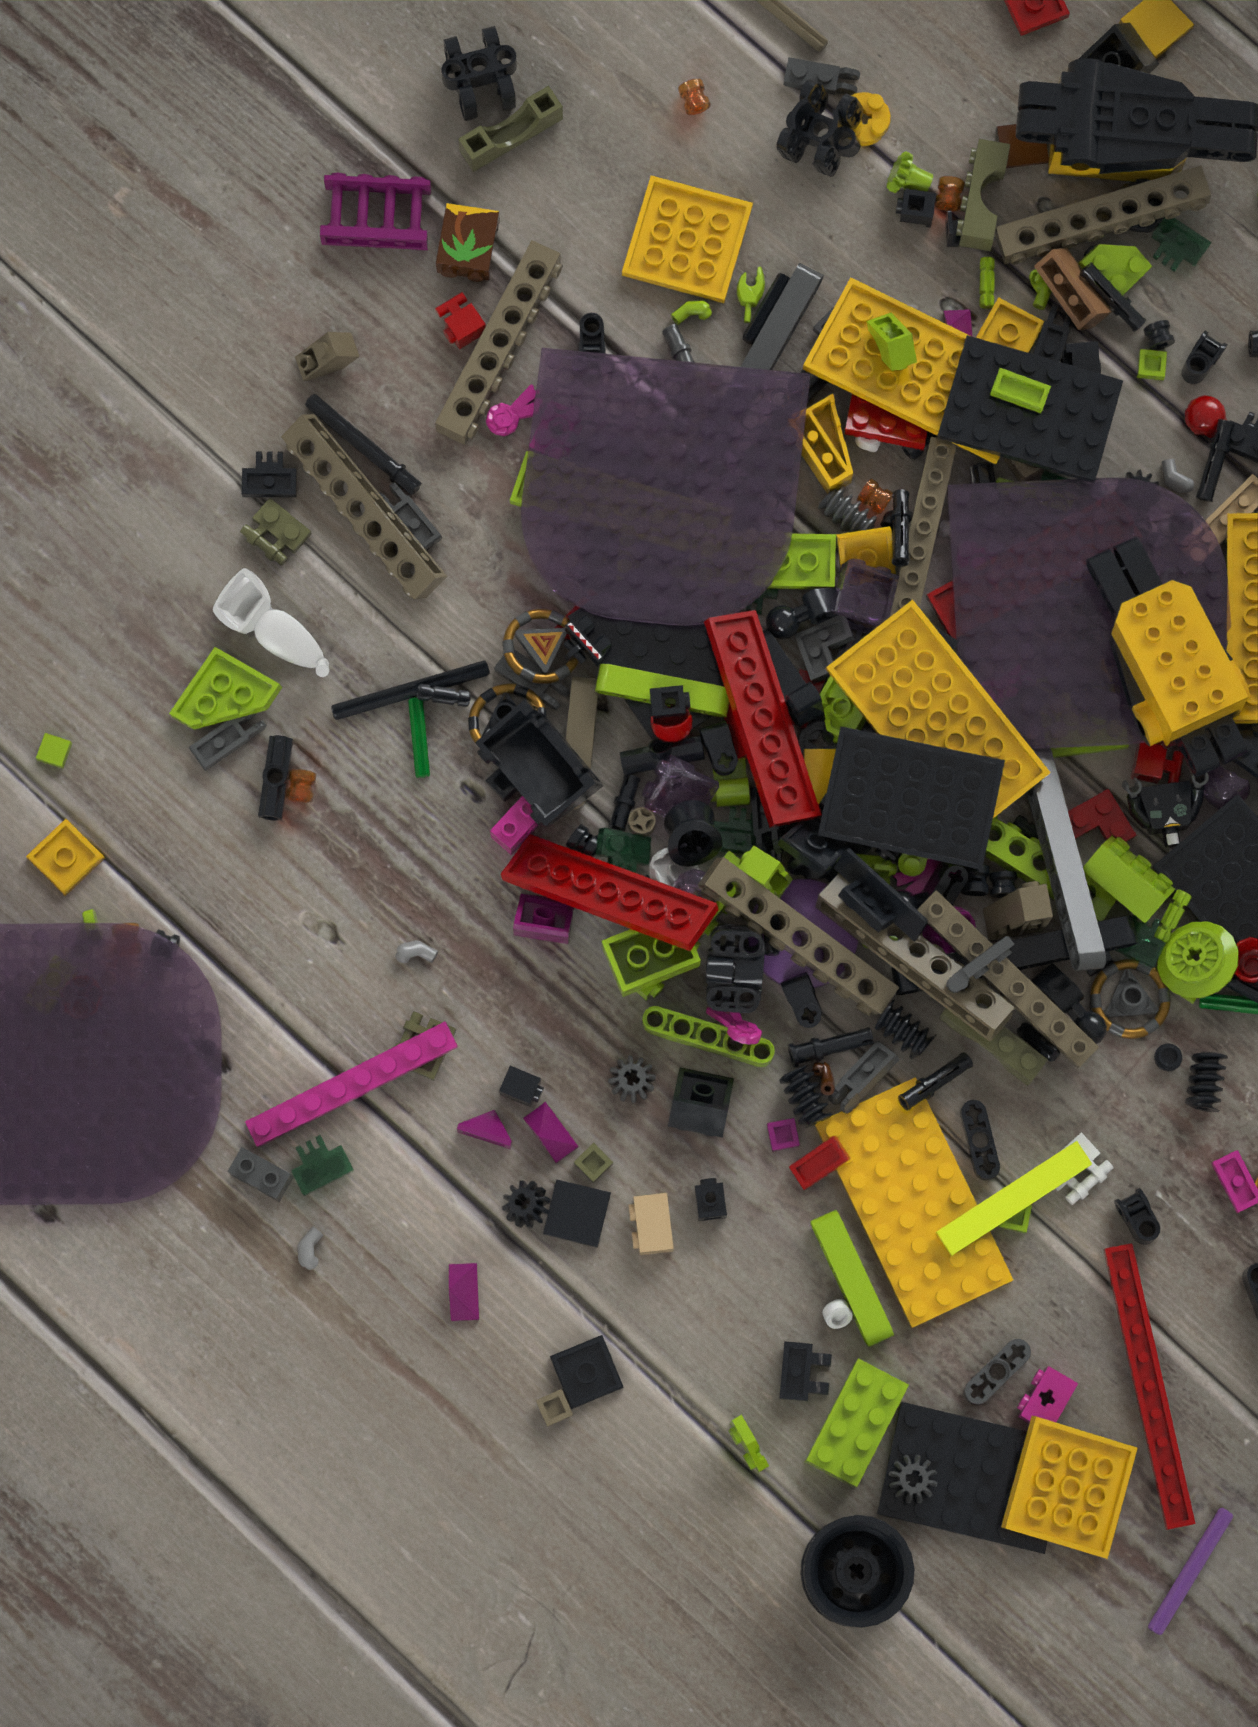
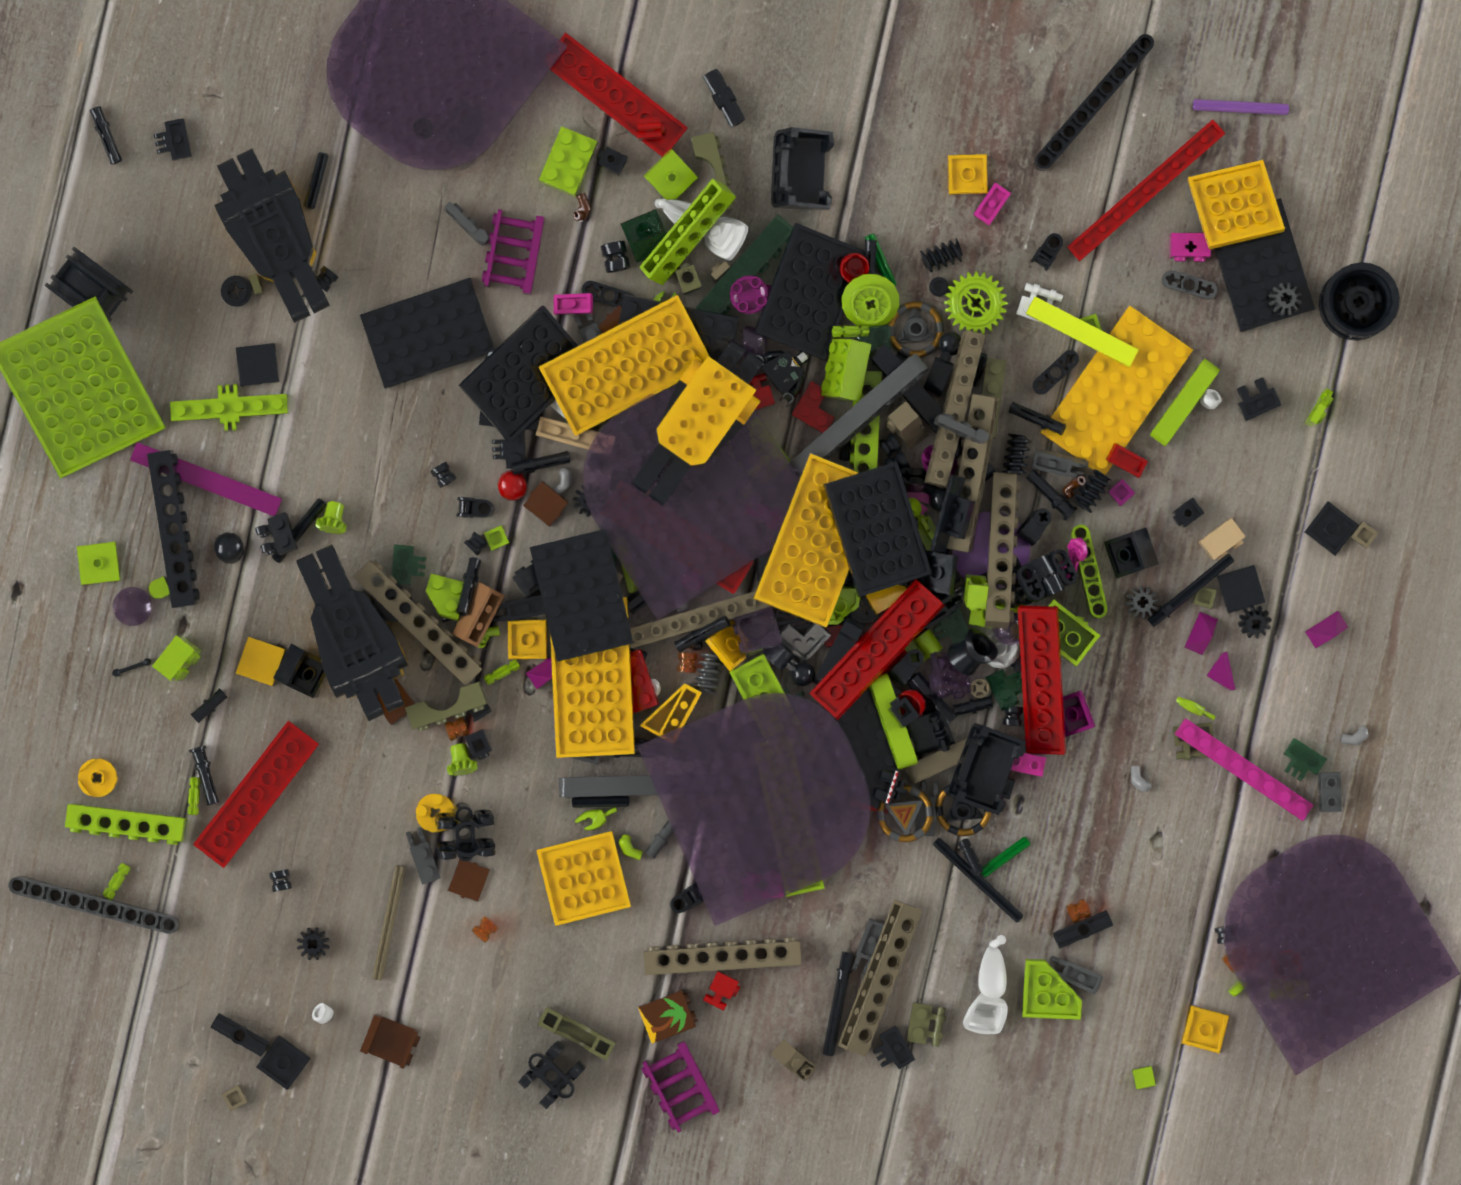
camera: 120 degrees left, 10 degrees up
(464, 1068) = (1194, 707): none -> lime hand
(504, 419) = (769, 924): dark pink piece -> none
(521, 1086) = (1185, 666): black brick -> none
(605, 1111) = (1168, 608): none -> black axle
(622, 731) = (931, 732): none -> black hinge
(761, 113) = (468, 880): none -> reddish brown piece
(856, 1423) = (1270, 350): lime brick -> none
(893, 341) = (588, 706): lime arch -> none
(1020, 390) = (576, 607): lime tile -> none
(1097, 1094) = (962, 289): none -> lime gear
(1161, 442) = (545, 503): none -> reddish brown piece

